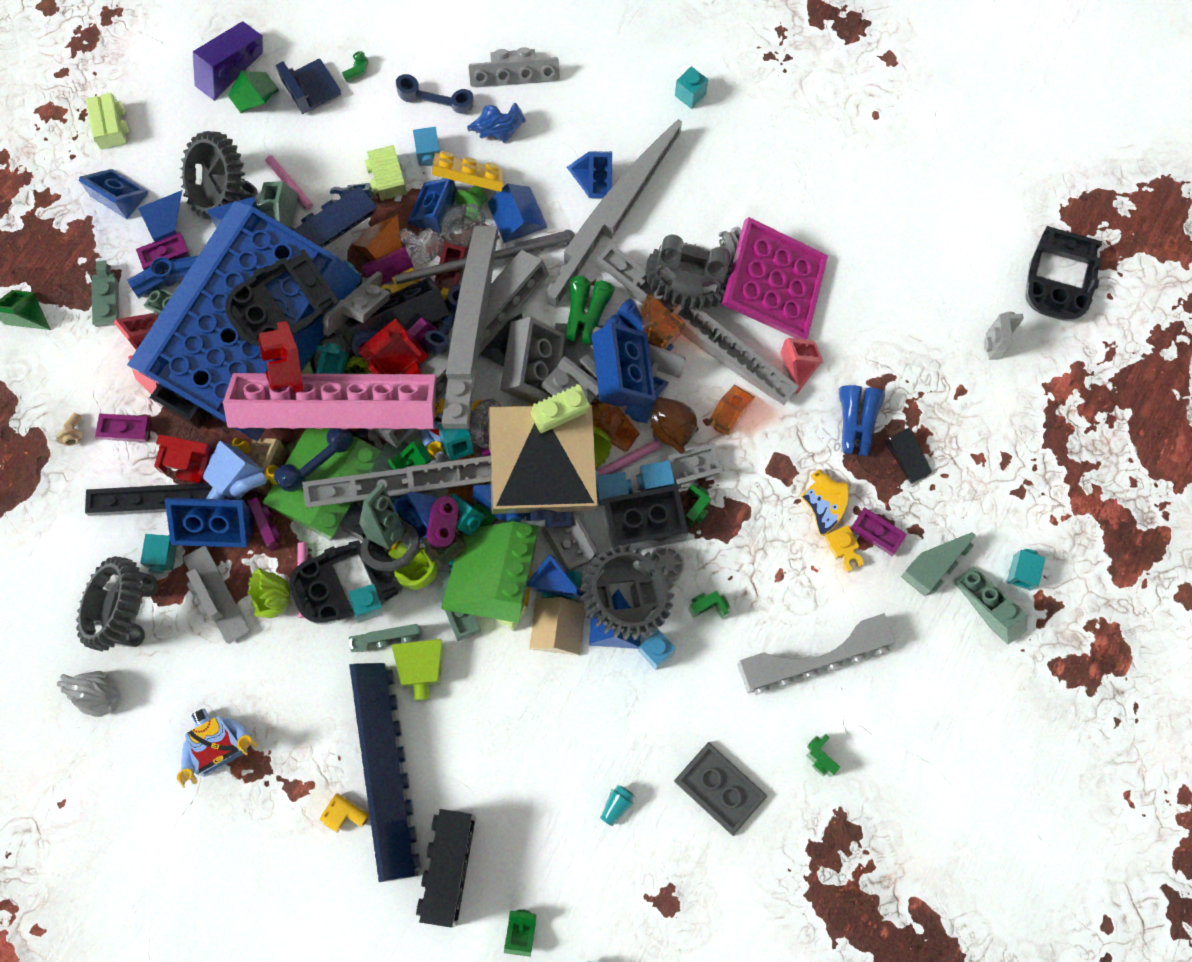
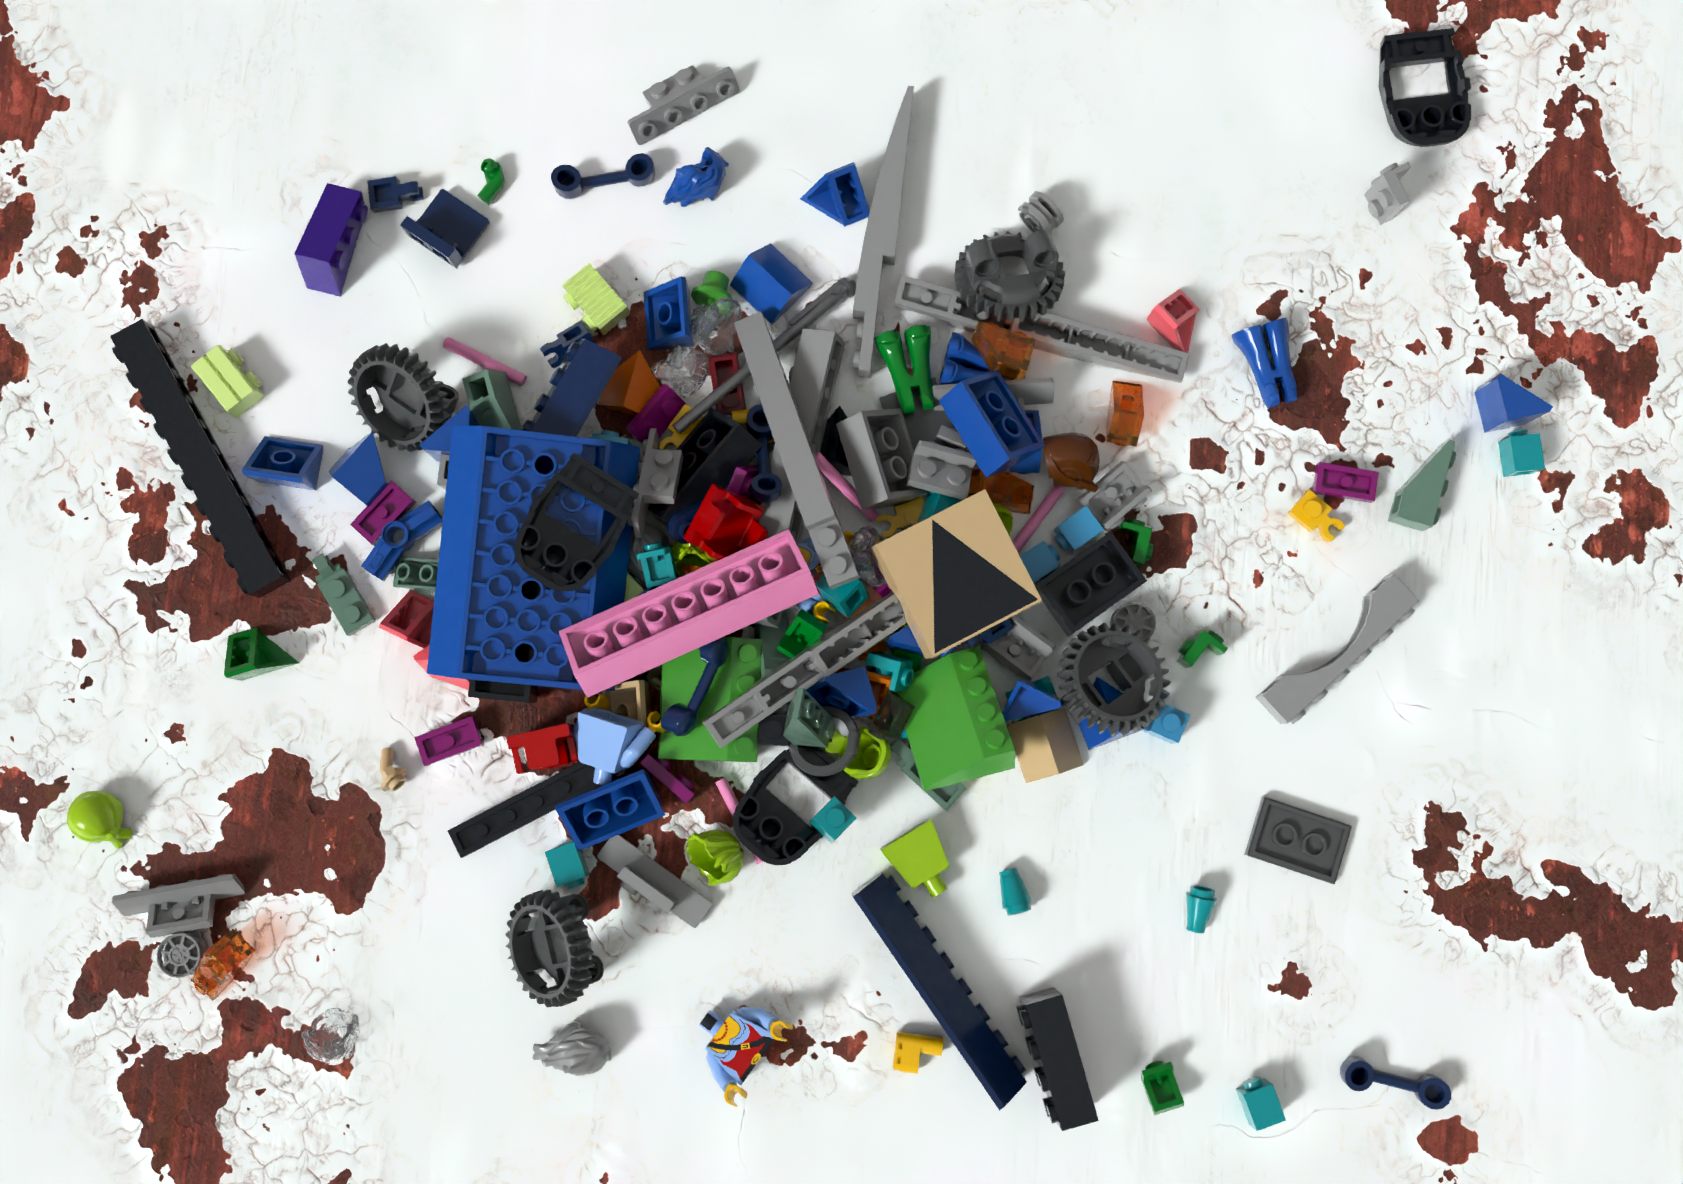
camera: 25 degrees left, 10 degrees up
(58, 165) = (200, 459): none -> black brick
(251, 90) = (383, 266): green slope -> none
(281, 345) = (628, 601): red panel -> none
(282, 46) = (388, 193): none -> dark blue plate
(383, 638) = (865, 843): sand green hinge -> none
(426, 145) = (627, 246): dark azure brick -> none
(443, 521) = (875, 692): magenta plate -> none
(467, 171) = (695, 260): yellow plate -> none
(478, 727) = (1014, 893): none -> teal cone
(496, 369) = (844, 486): none -> bright pink bar
(560, 408) = (957, 512): yellowish green brick -> none
(691, 87) = (902, 36): teal brick -> none
(775, 279) = (1108, 237): dark pink plate -> none
(822, 762) = (1394, 765): green bracket -> none
(827, 501) = (1274, 471): yellow arm -> none
(908, 455) = (1341, 379): black slope -> none
(993, 605) = (1501, 510): sand green slope -> none
(1030, 527) = (1507, 404): none -> blue slope

